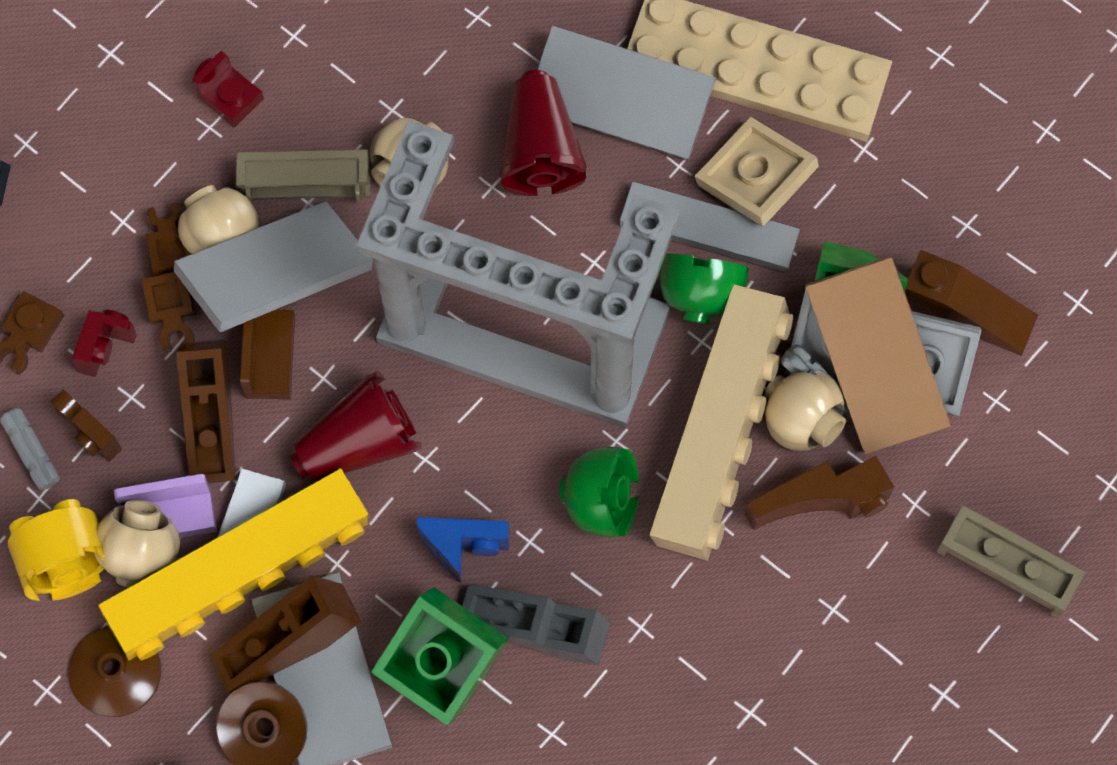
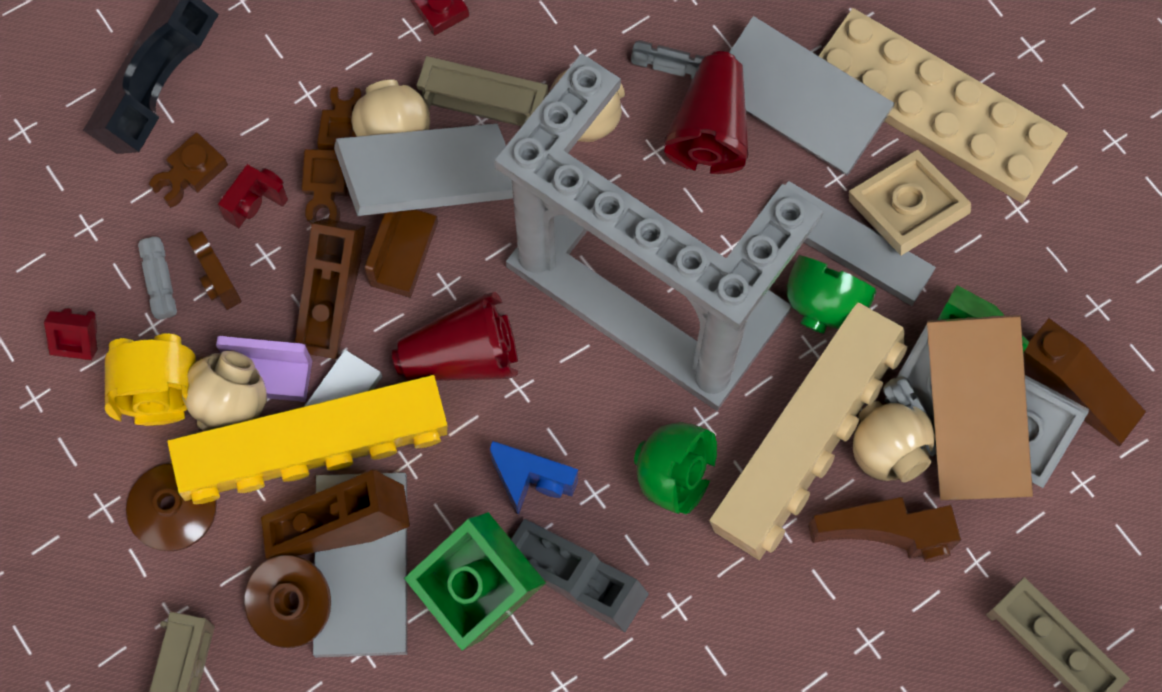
camera: 15 degrees right, 0 degrees up
(476, 90) = (665, 59): none -> dark grey axle

